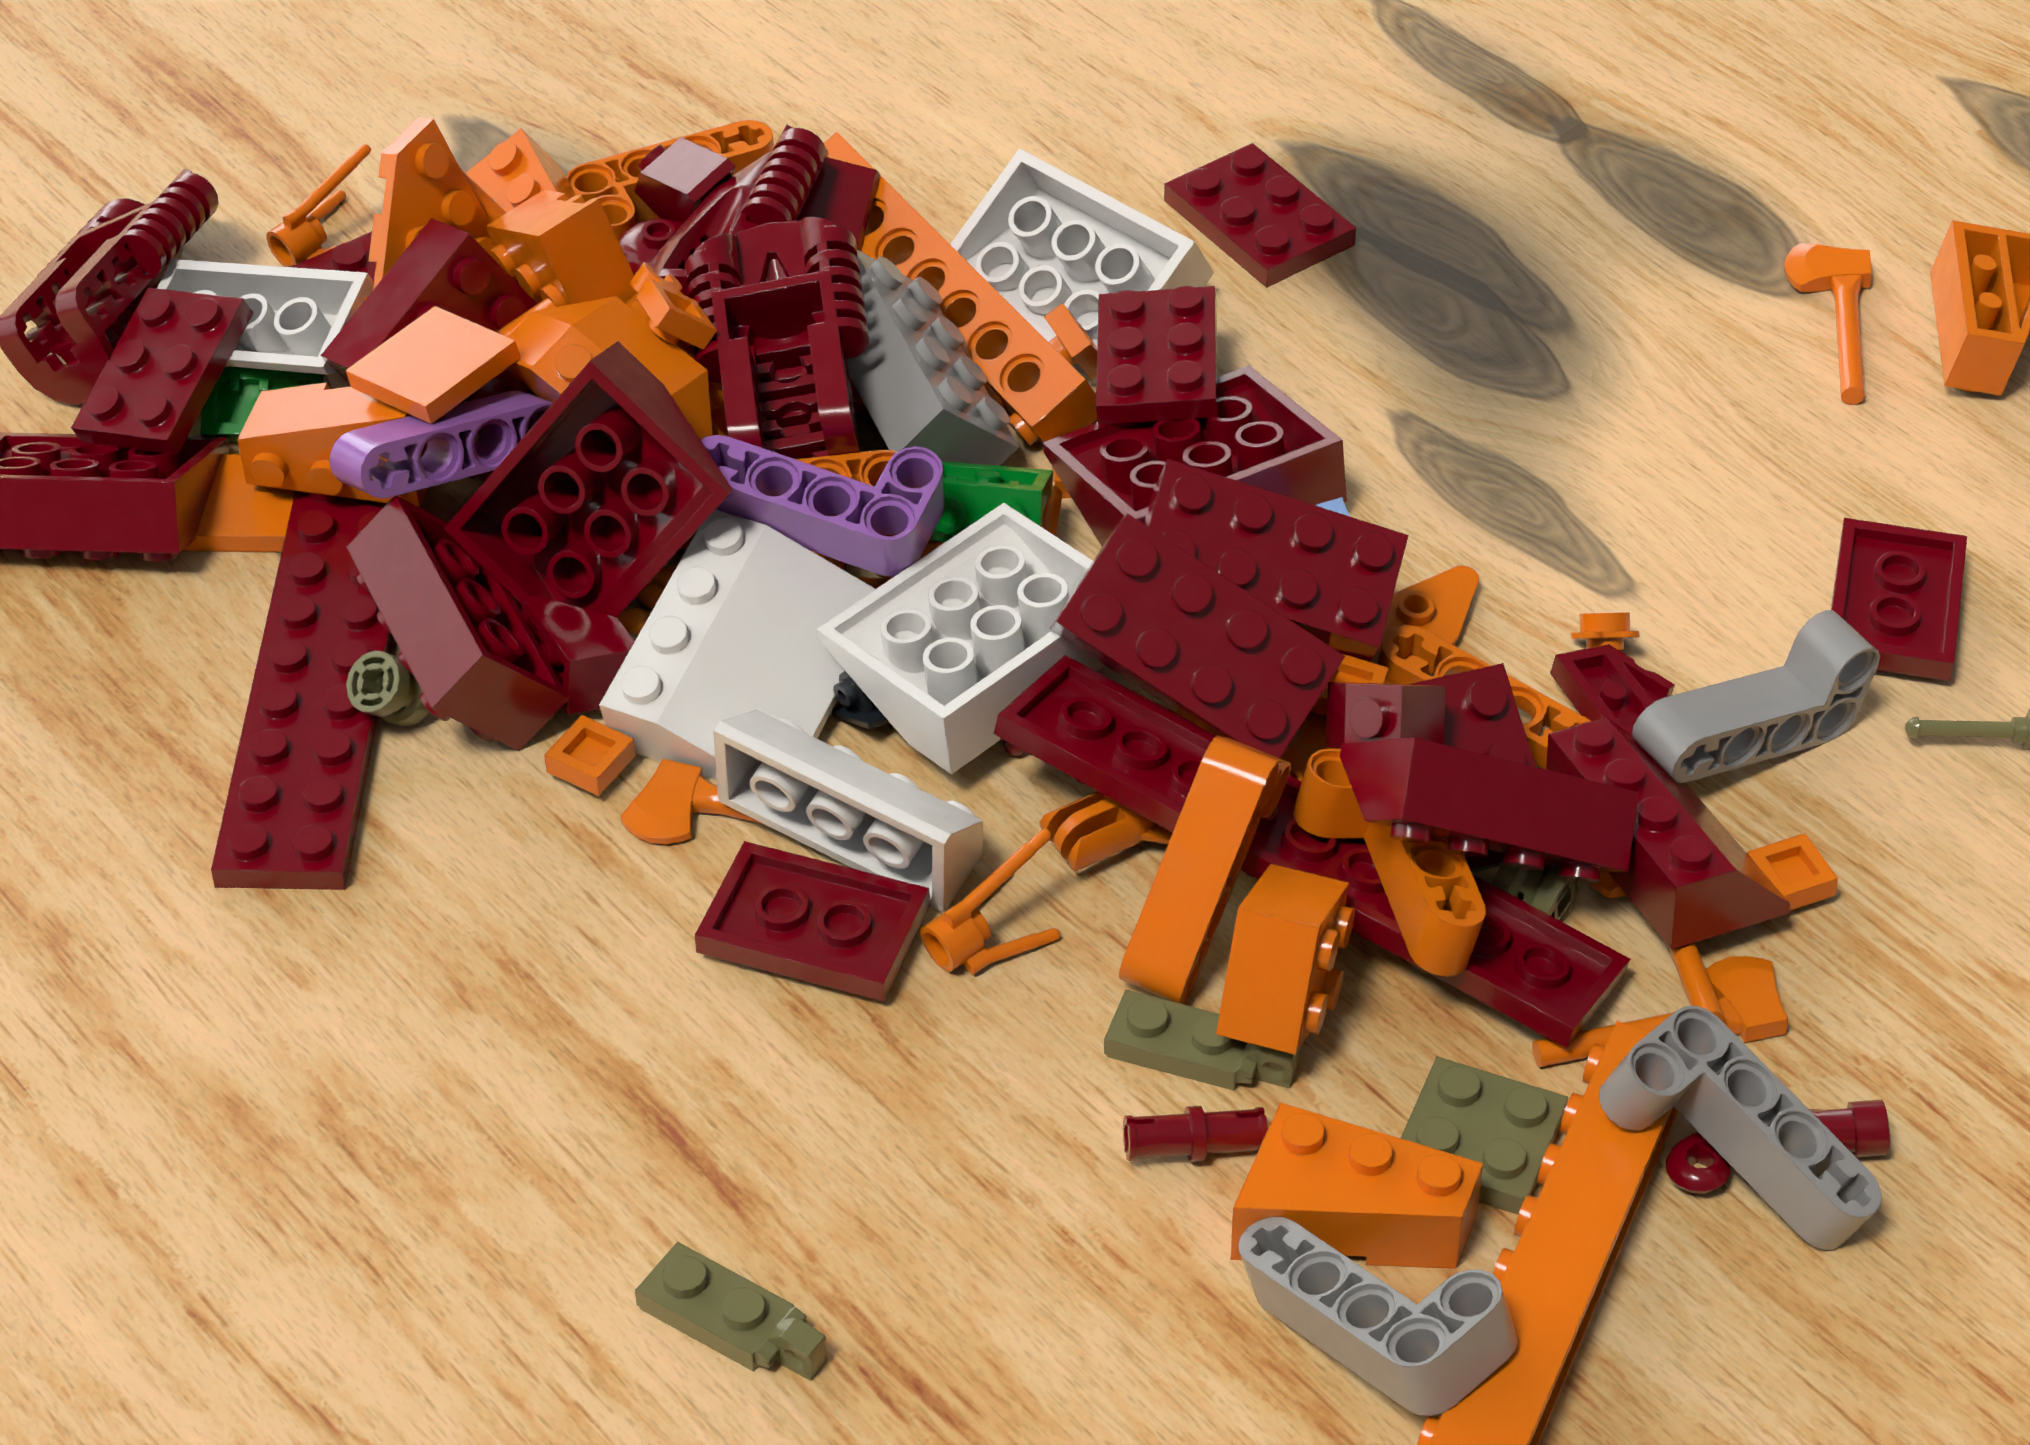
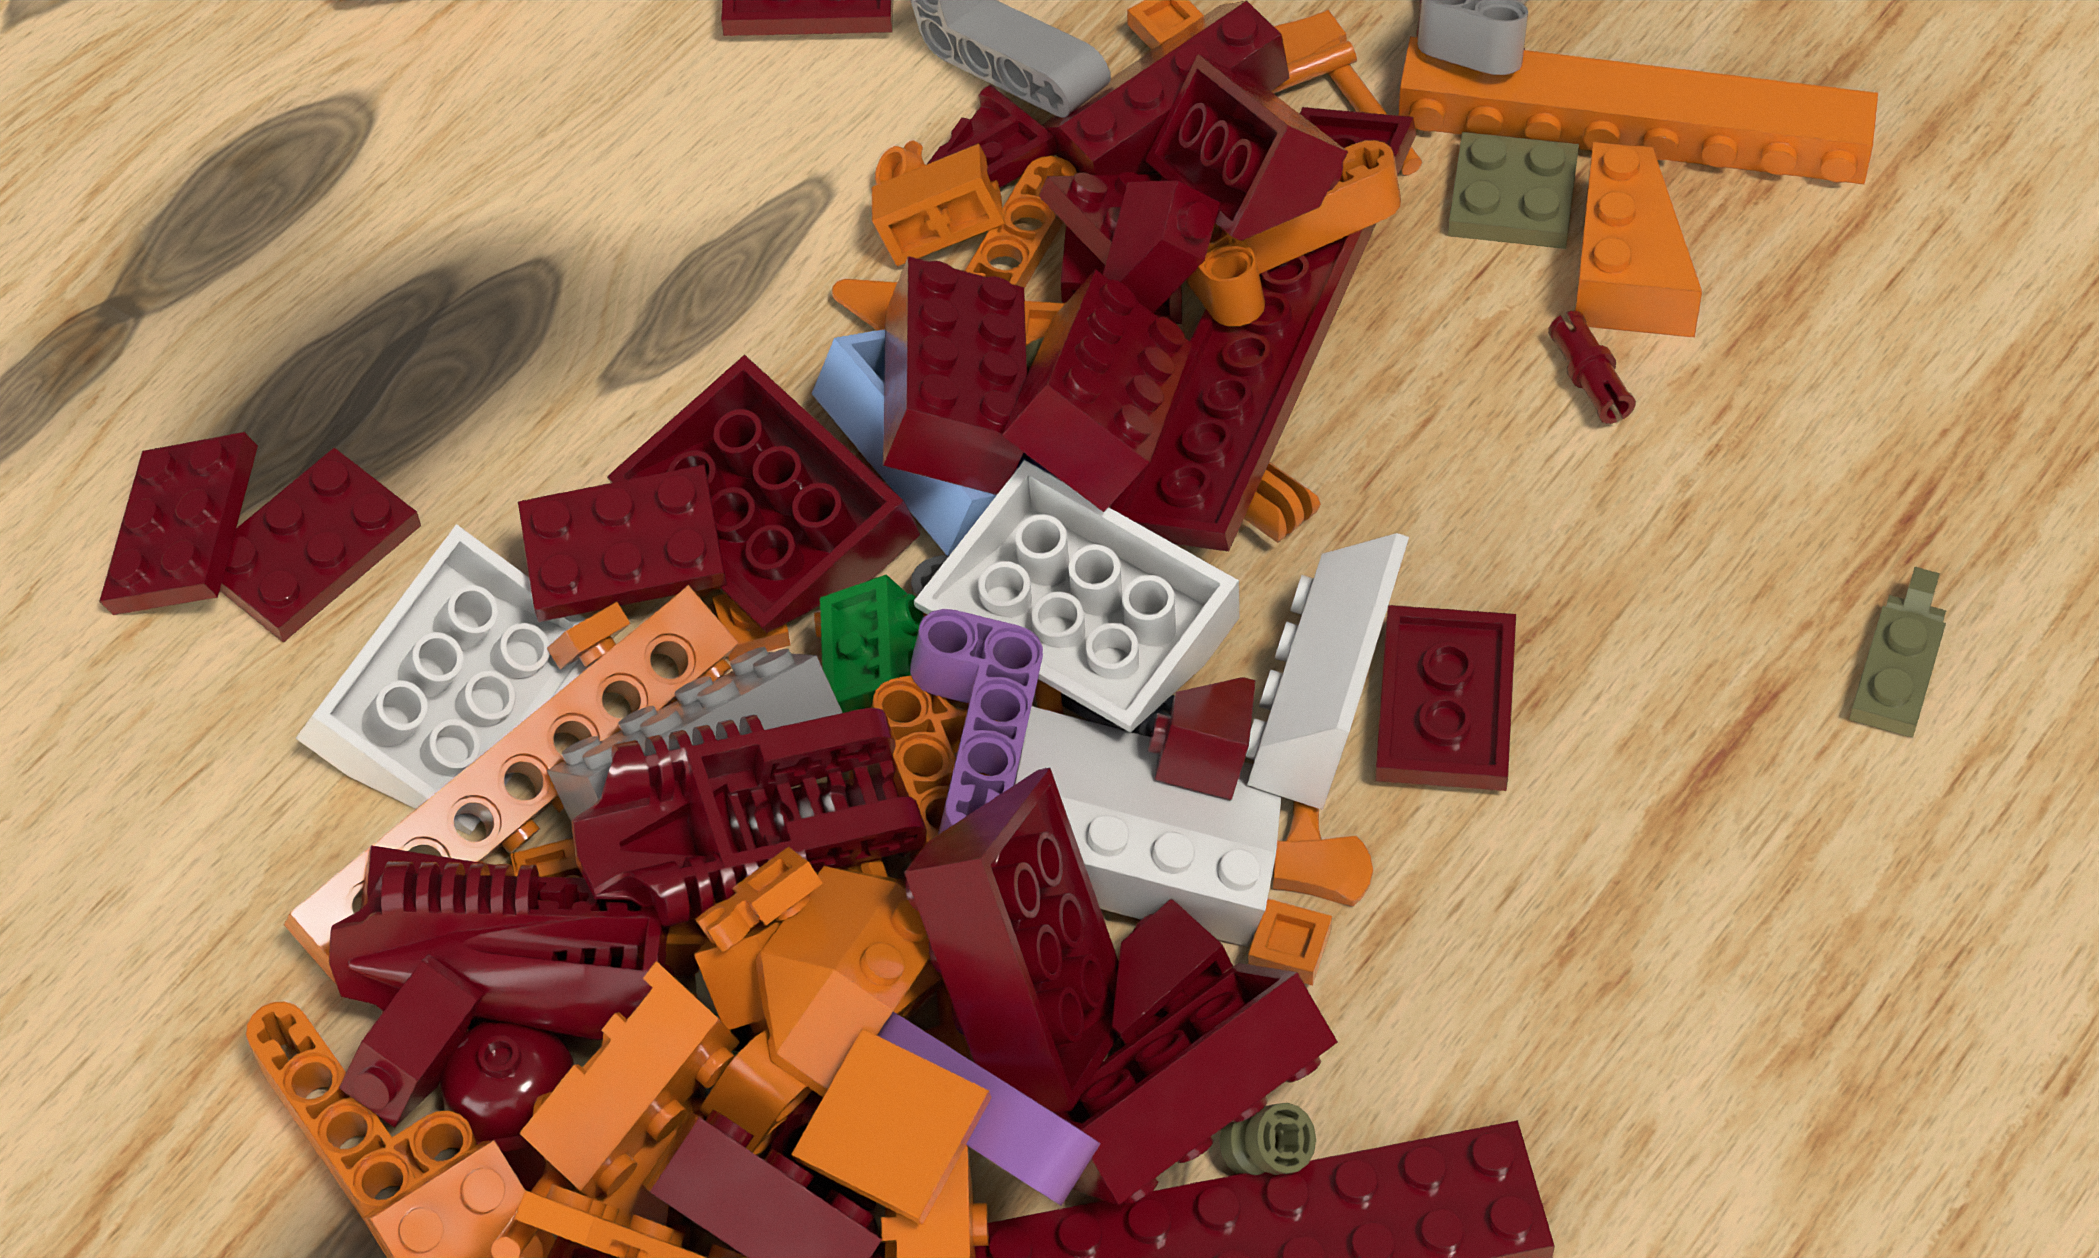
camera: 100 degrees left, 10 degrees up
(809, 690) = (1205, 737): none -> dark red slope
(960, 932) = (1425, 576): orange plant -> none
(1185, 1044) = (1483, 391): olive hinge -> none
(1201, 866) = (1336, 355): orange beam -> none
(1284, 959) = (1426, 296): orange brick -> none
(1293, 129) = (179, 524): none -> dark red plate
(1410, 1351) = (1760, 204): light grey beam -> none
(1536, 622) = (937, 205): none -> orange hinge
(1844, 273) = (339, 68): orange piece -> none

